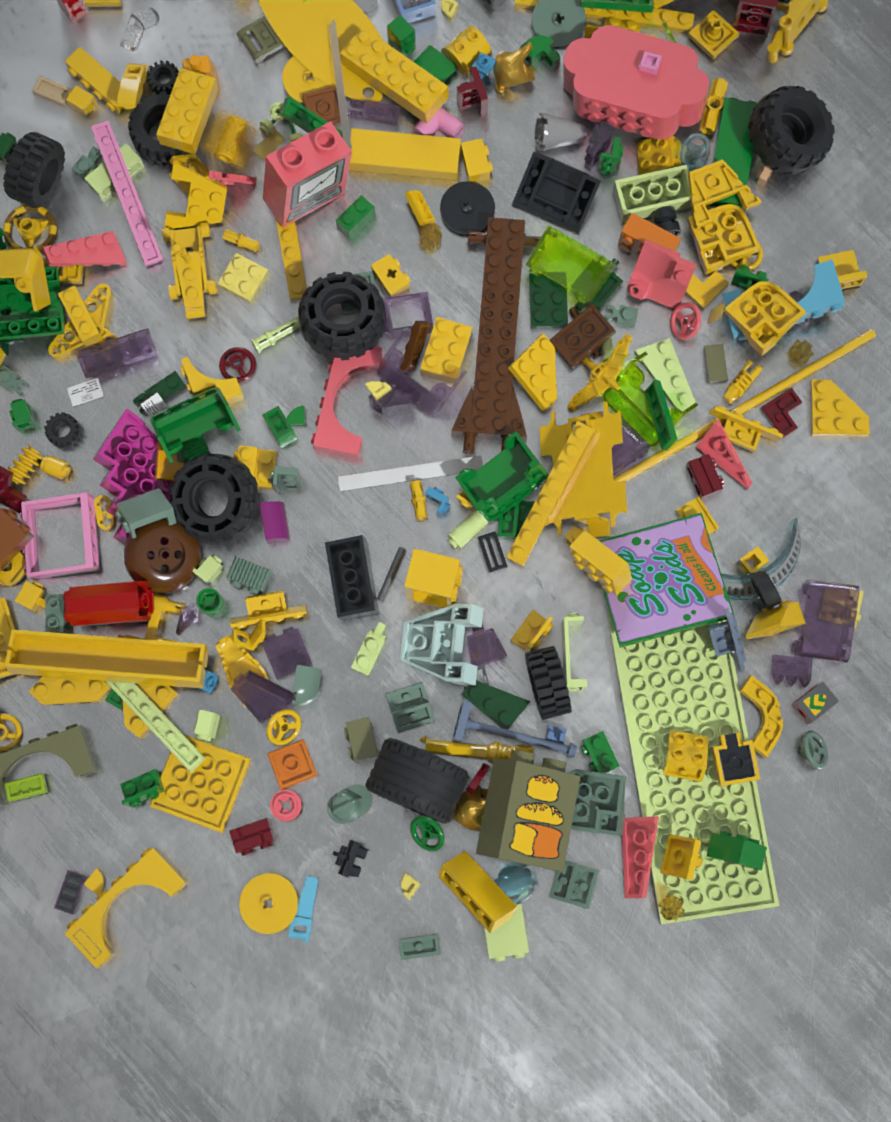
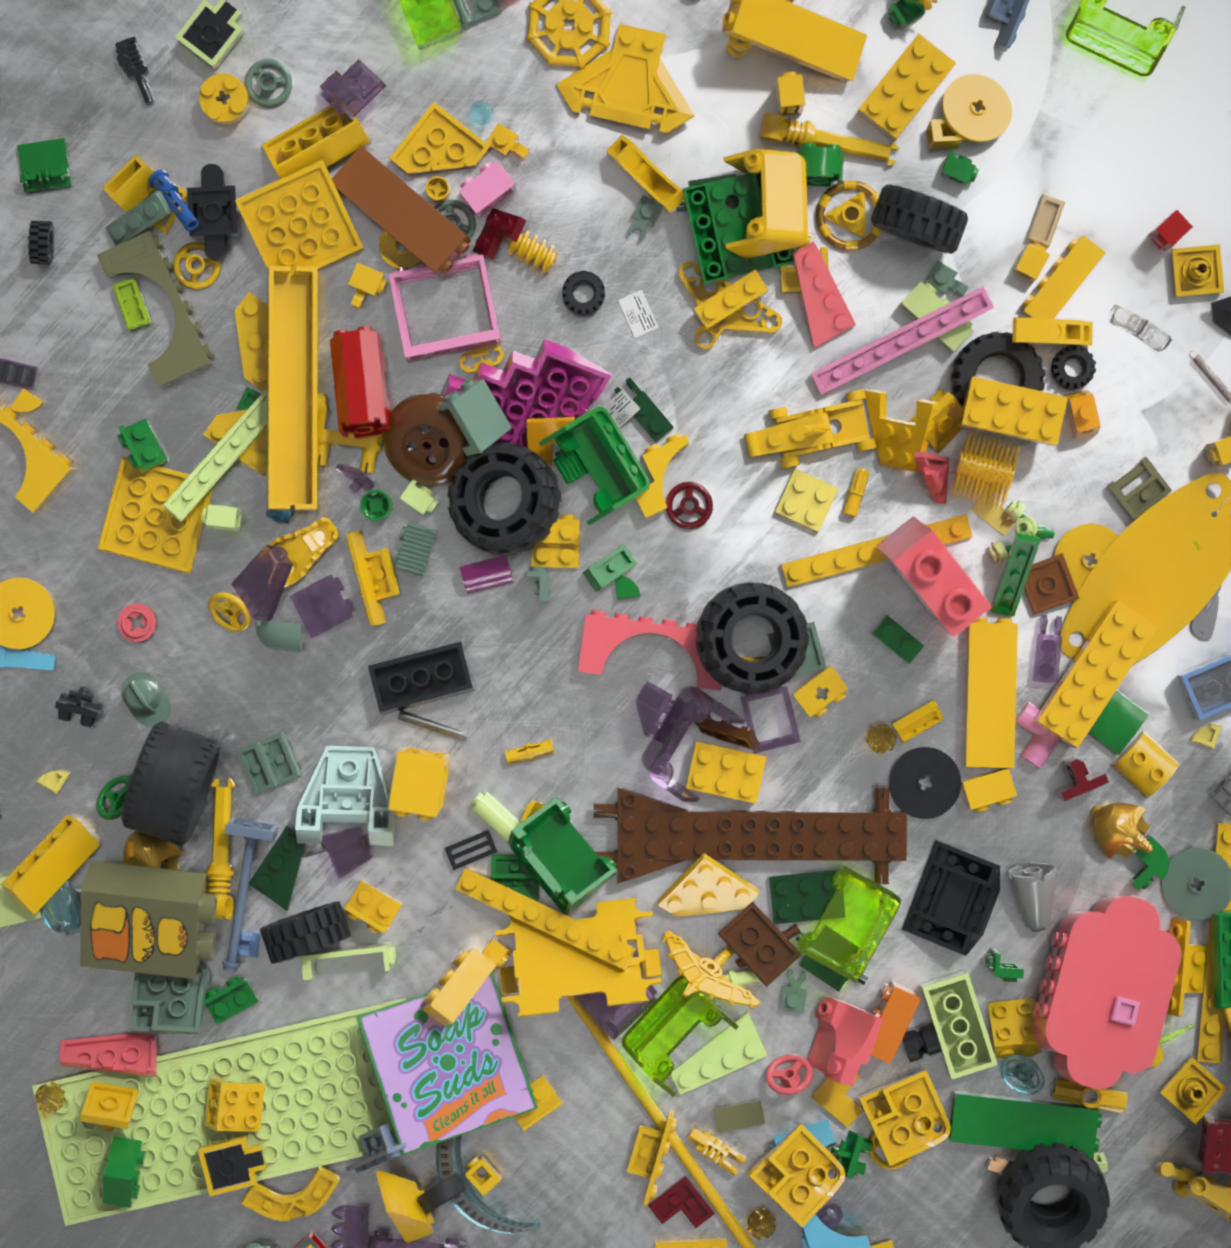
camera: 80 degrees right, 10 degrees up
(21, 414) = (600, 237): green brick -> none
(55, 467) = (534, 289): yellow brick -> none
(55, 615) = (344, 317): sand green bracket -> none
(117, 353) = (688, 351): clear purple brick -> none
(252, 639) = (335, 563): yellow bracket -> none
(252, 836) = (95, 586): dark red brick -> none
(268, 337) = (727, 544): yellowish green pin -> none
(292, 764) = (187, 625): orange tile -> none
(339, 83) = (1074, 603): white sticker -> none
(362, 740) = (219, 710): olive brick -> none
(370, 650) = (334, 707): yellowish green hinge -> none
(377, 388) = (658, 692): light yellow tile -> none
(401, 36) = (1151, 678): green brick -> none
(408, 473) = (565, 738): white sticker -> none
(438, 497) = (536, 775): dark azure bracket -> none
(478, 778) = (185, 855): dark red tile -> none
(484, 64) = (1120, 789): dark azure bracket -> none
(575, 884) = (69, 981): sand green slope -> none
(599, 143) = (1025, 949): clear purple plate -> none
(660, 415) = (658, 1050): green tile -> none
(705, 476) = (587, 1110): dark red brick -> none
(714, 184) = (971, 1100): yellow wing -> none
(716, 313) = (802, 1113): light yellow sticker -> none
(721, 449) = (623, 1127): coral wing -> none

